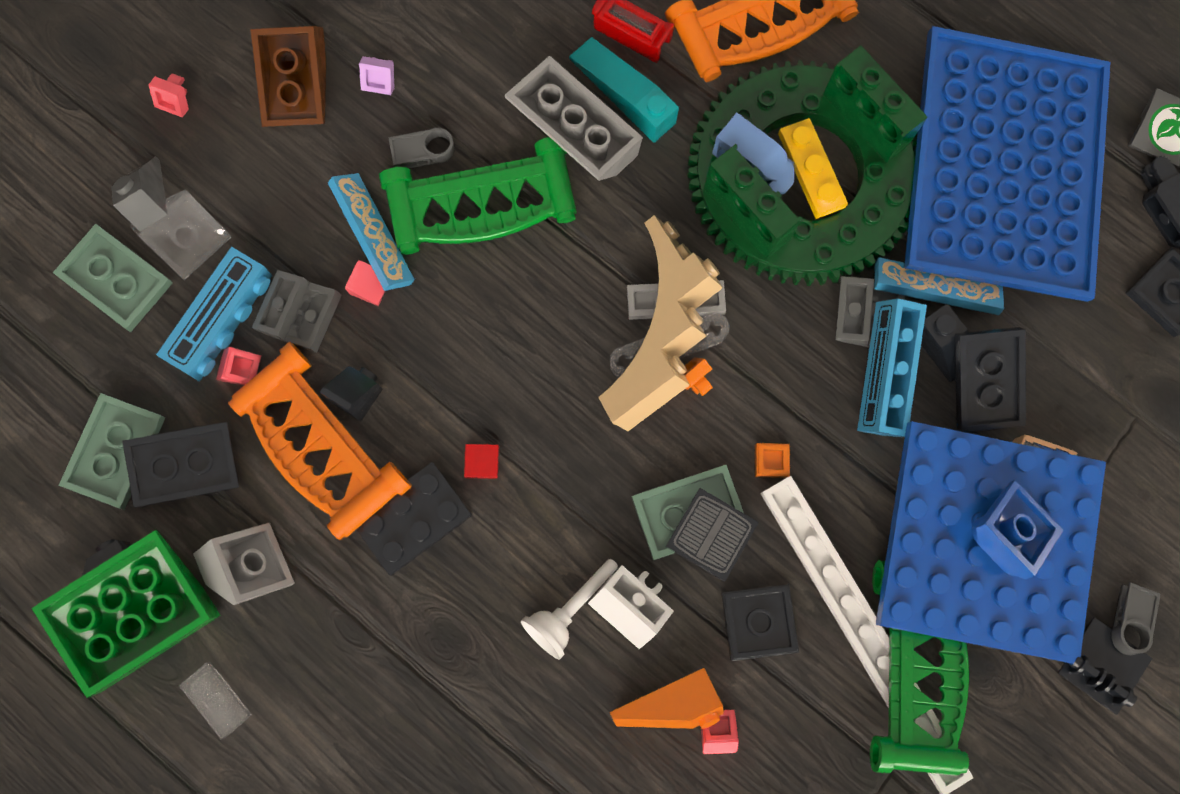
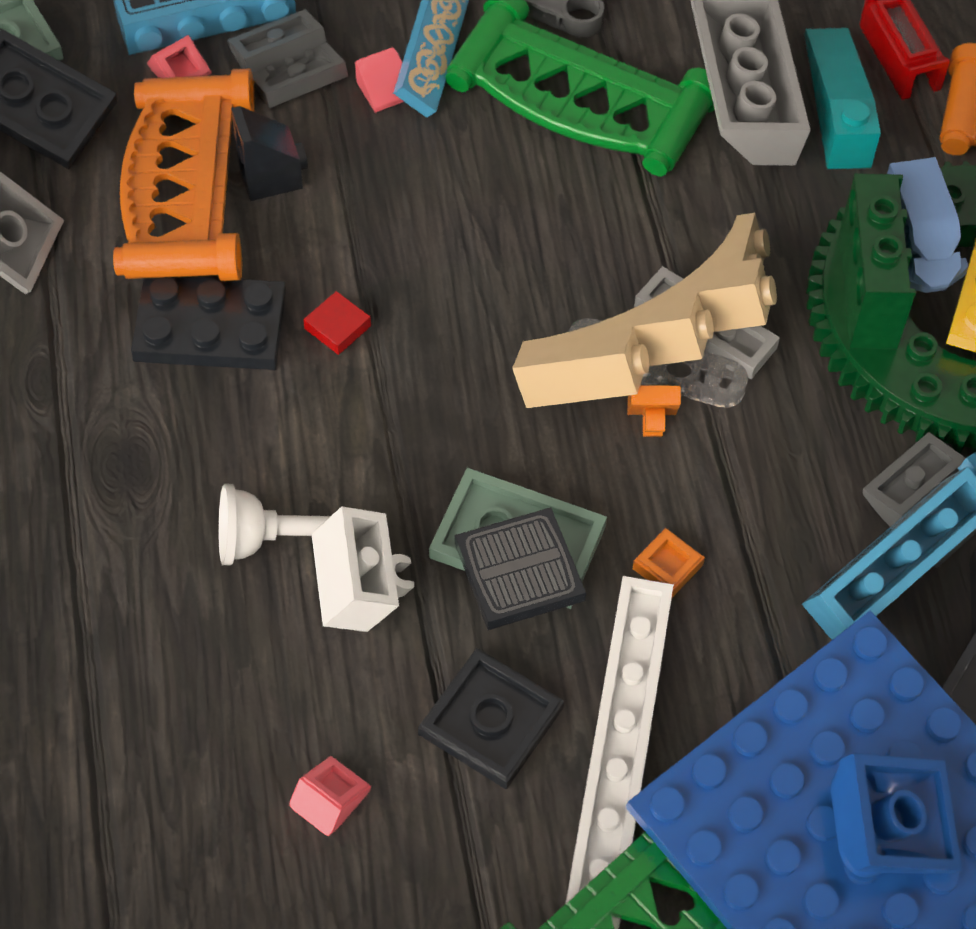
camera: 40 degrees right, 20 degrees down
(677, 705) = (304, 712): orange slope -> none

